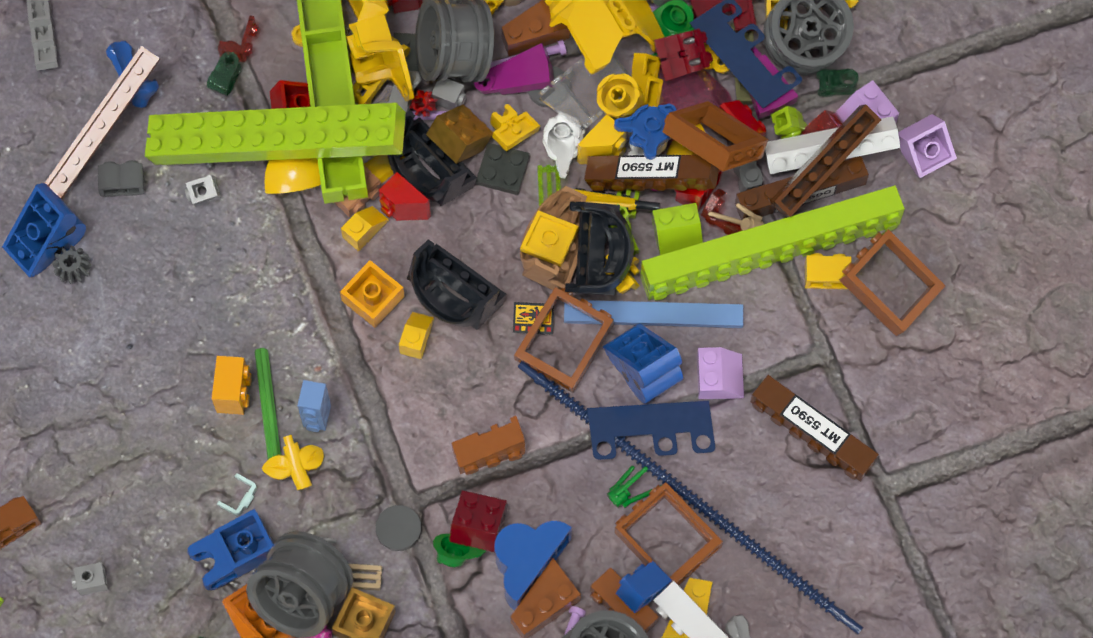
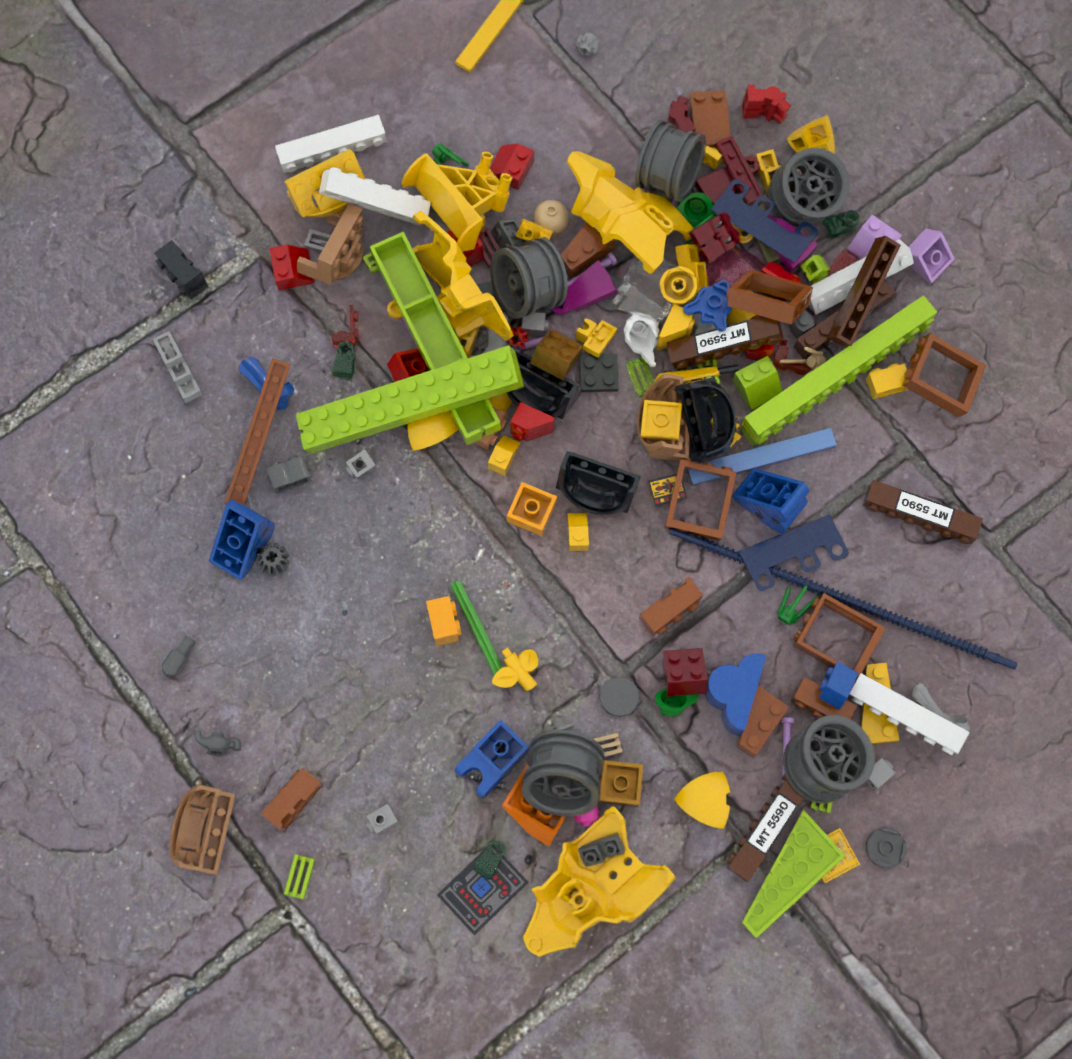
camera: 20 degrees left, 5 degrees up
(247, 499) = (487, 711): light aqua piece -> none
(314, 406) = (520, 618): medium blue brick -> none
(719, 374) = (831, 490): lavender slope -> none

